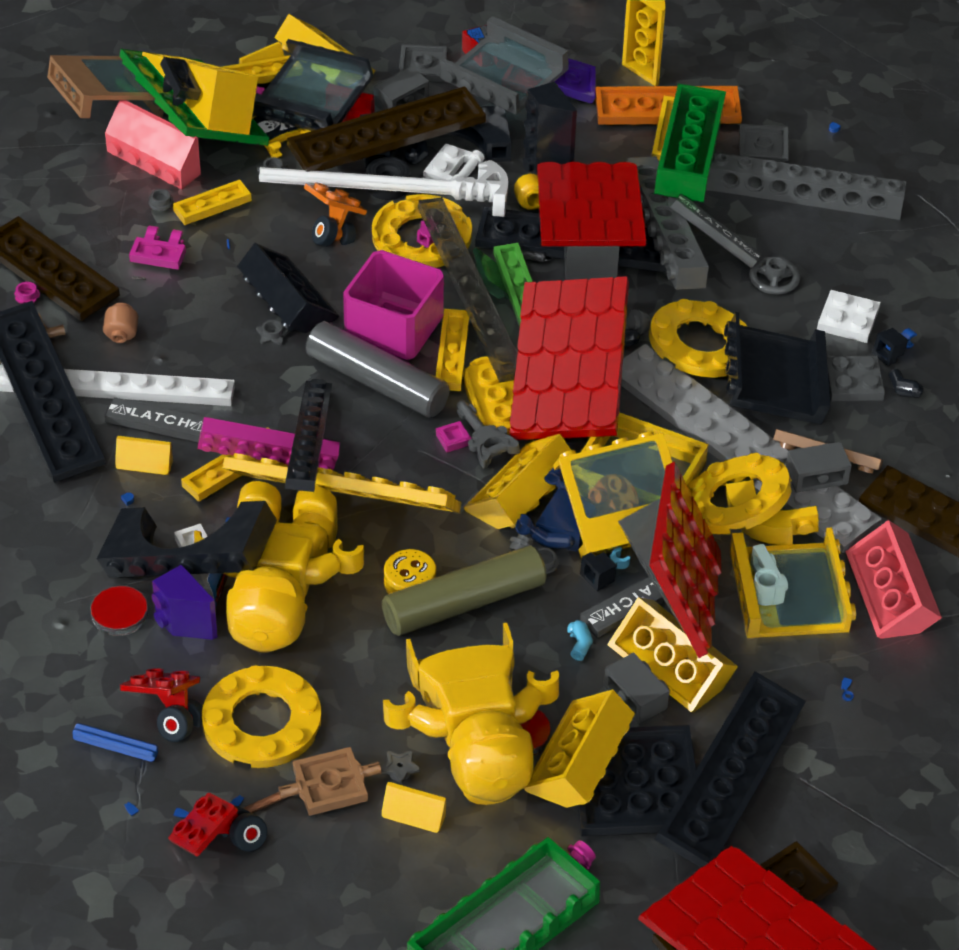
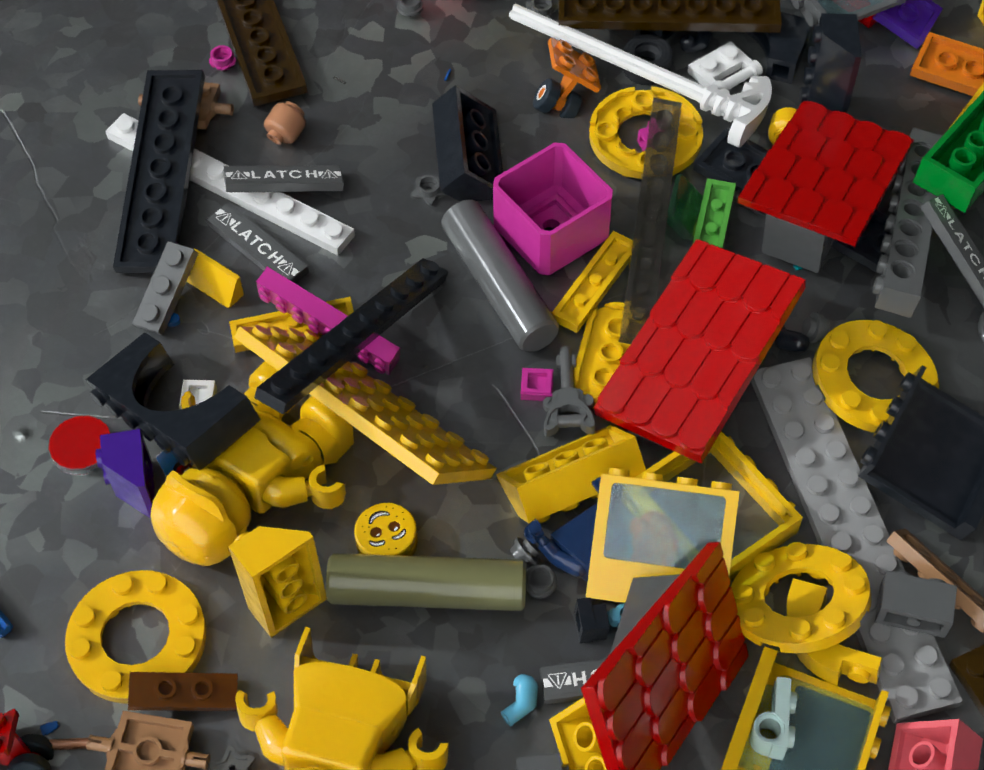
camera: 30 degrees right, 10 degrees up
(111, 474) = (165, 288): none -> plate
(151, 362) = (283, 178): none -> dark grey tile
(156, 252) = (368, 58): dark pink plate -> none
(180, 713) = (55, 557): red plate -> none
(212, 202) = (456, 24): yellow plate -> none
(329, 731) = (182, 691): none -> reddish brown plate
(361, 617) = (278, 575): none -> yellow slope

